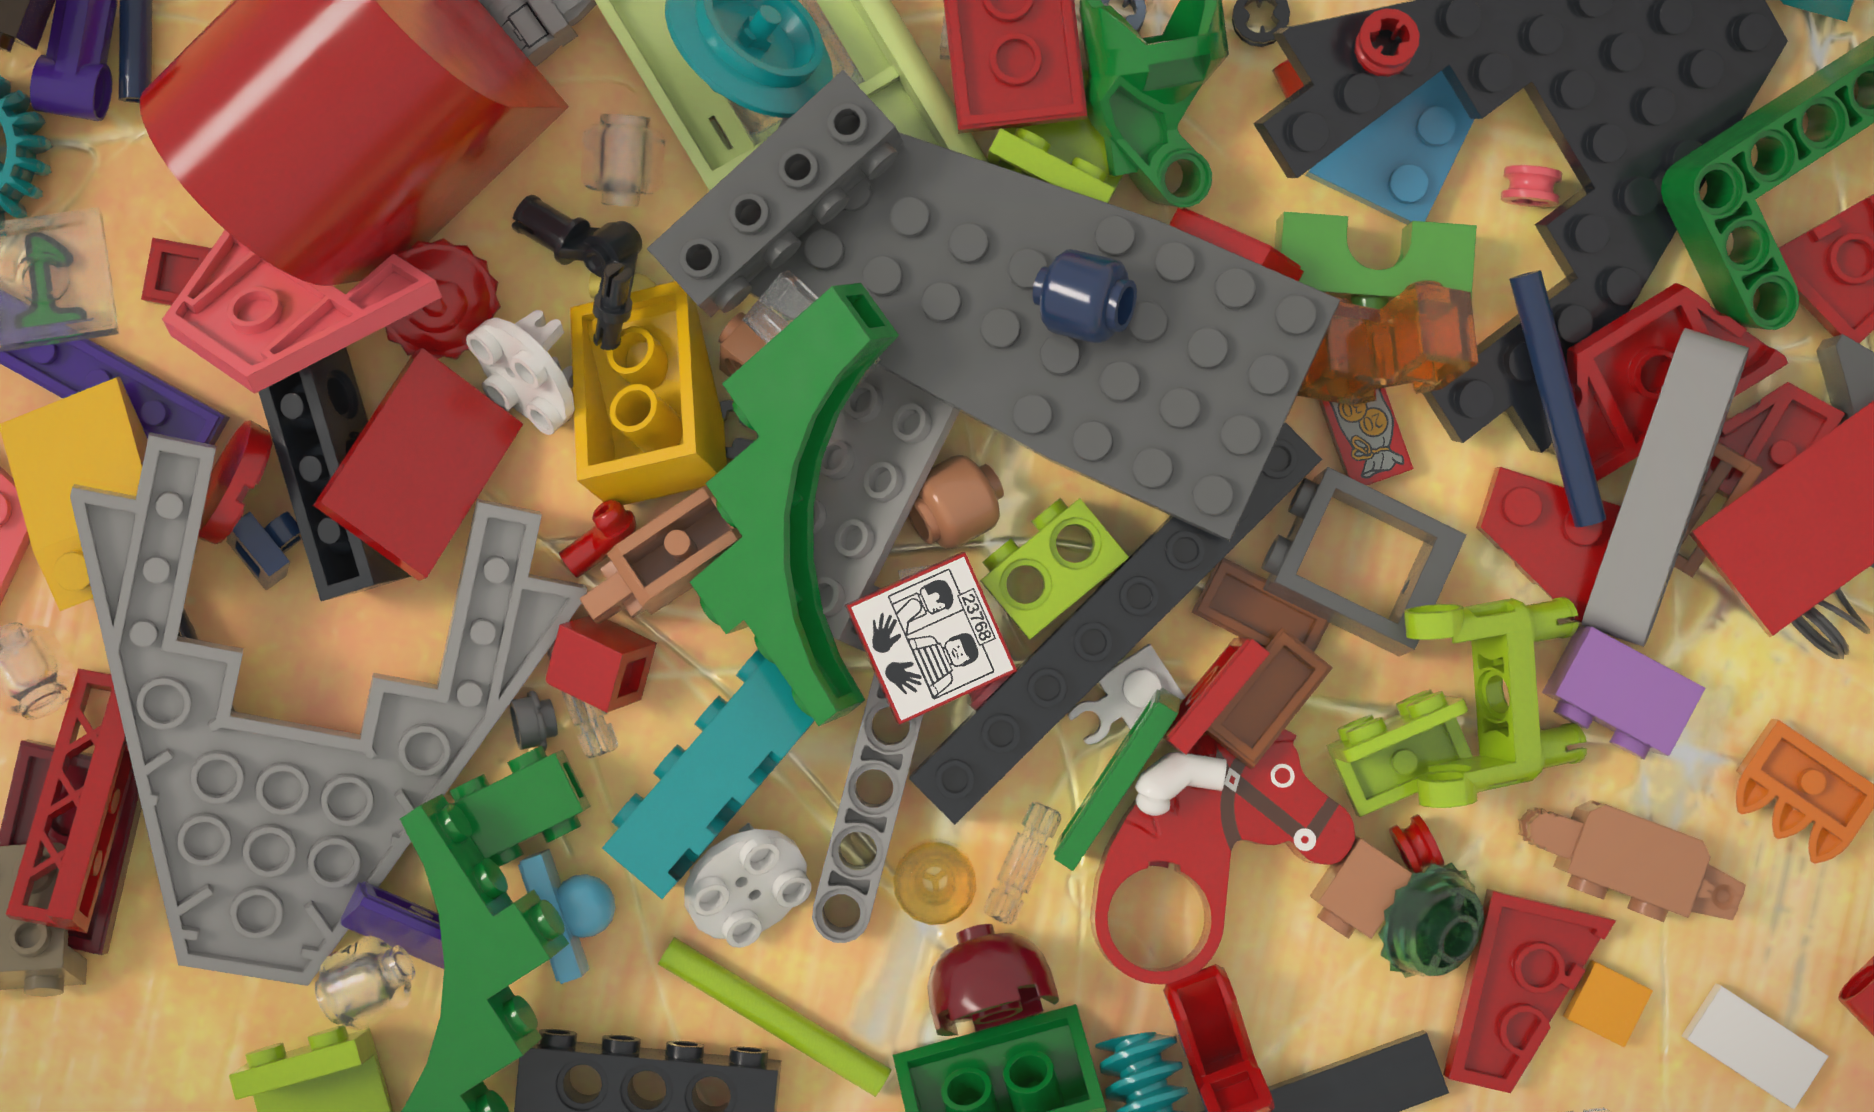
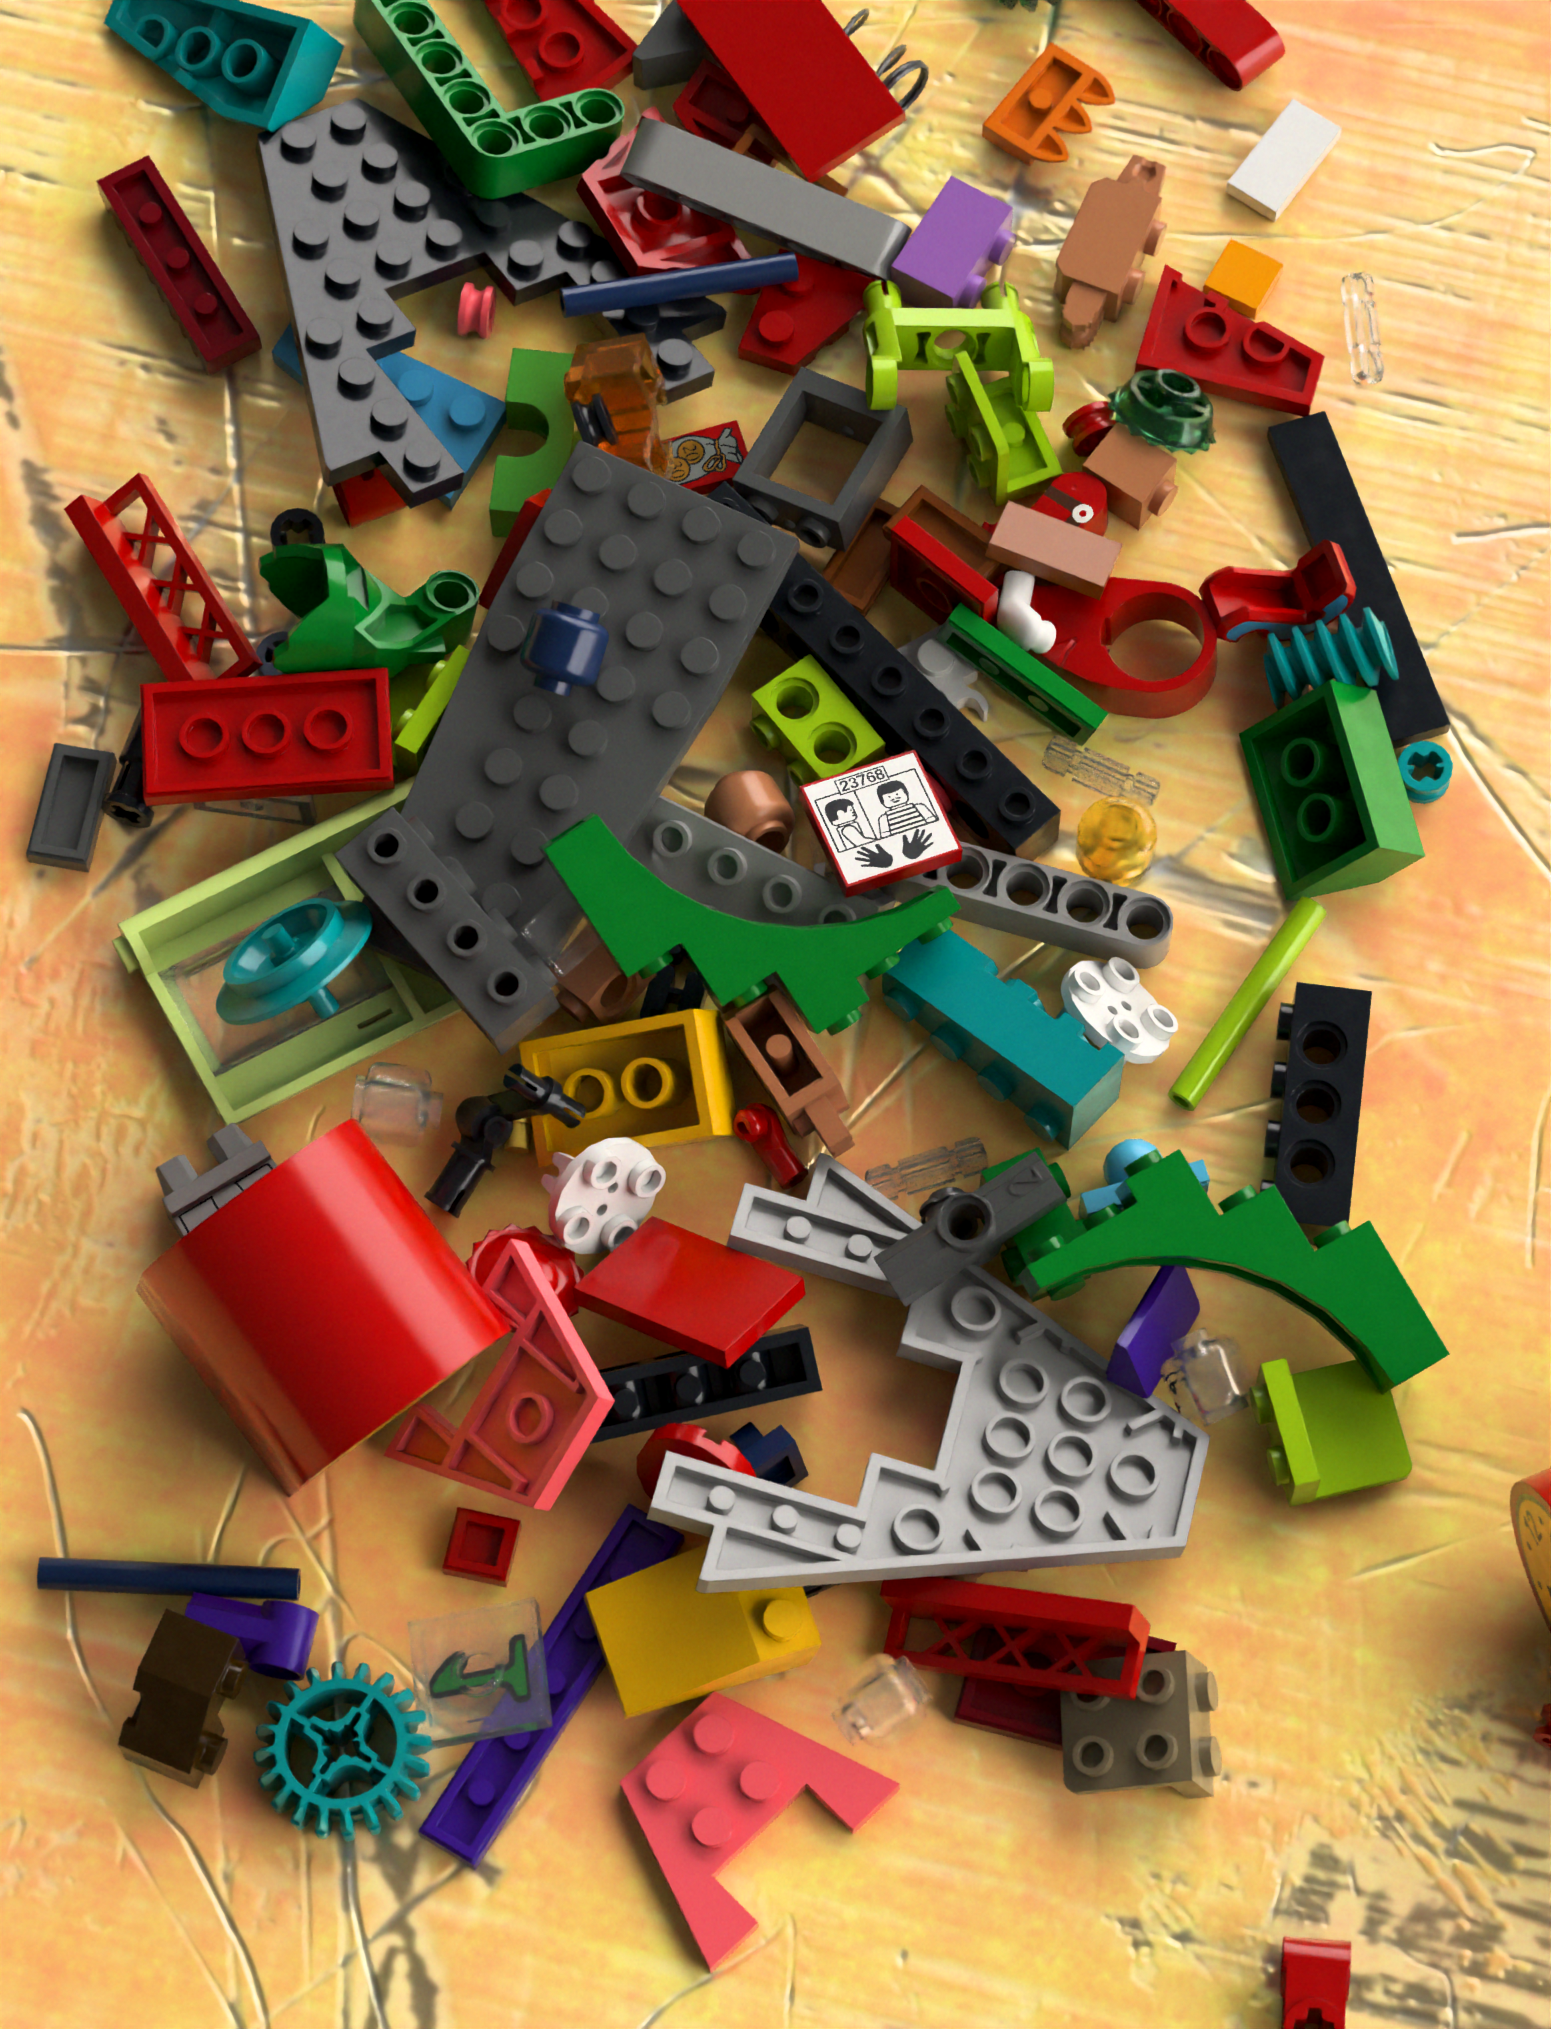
camera: 85 degrees left, 20 degrees down
(459, 711) = (1005, 1203): none -> dark grey piece
(600, 663) = (893, 1144): red panel -> none
(988, 981) = (1212, 796): dark red cylinder -> none
(1250, 811) = (1053, 550): none -> tile
(1370, 315) = (594, 421): none -> black bush
(1402, 26) = (349, 403): red bush -> none

